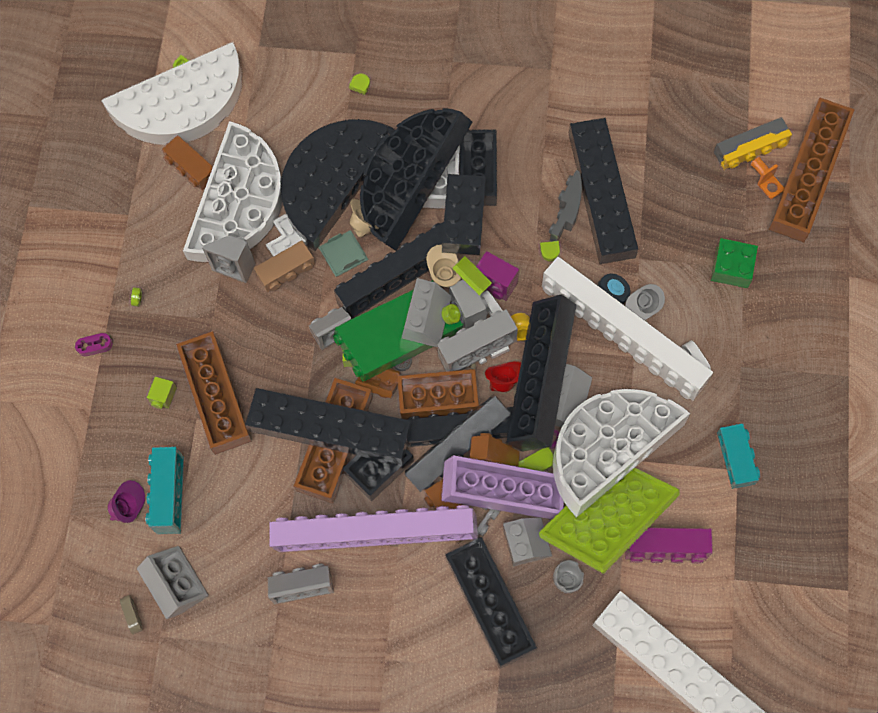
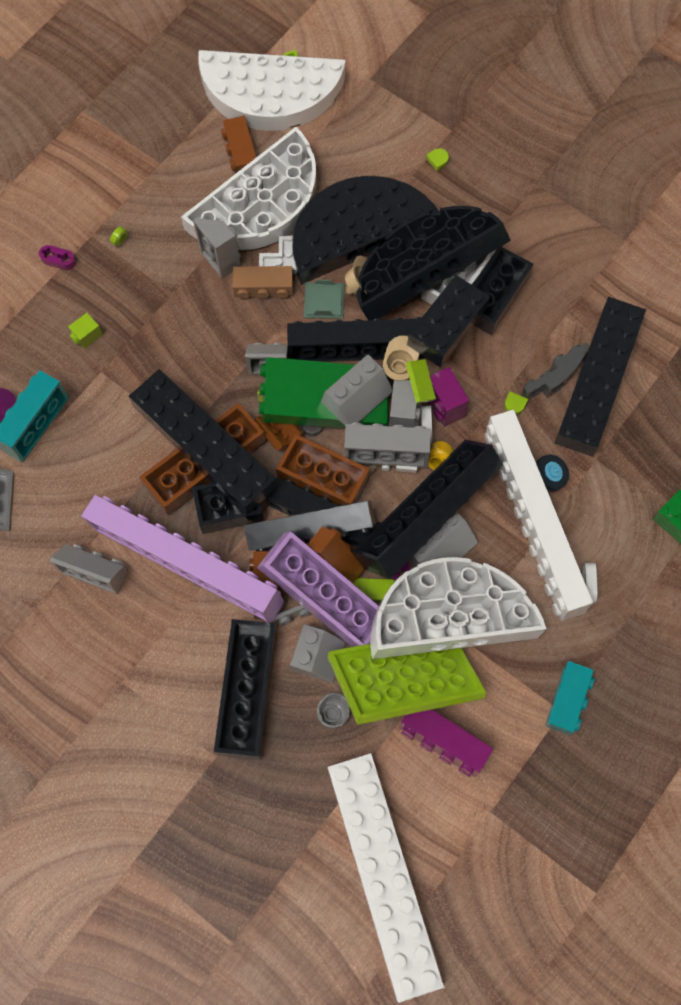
camera: 30 degrees right, 0 degrees up
(213, 393) = (127, 355): dark orange brick -> none
(451, 314) = (380, 406): lime tile -> none
(503, 376) = (392, 491): red piece -> none
(646, 301) = (573, 501): light grey piece -> none

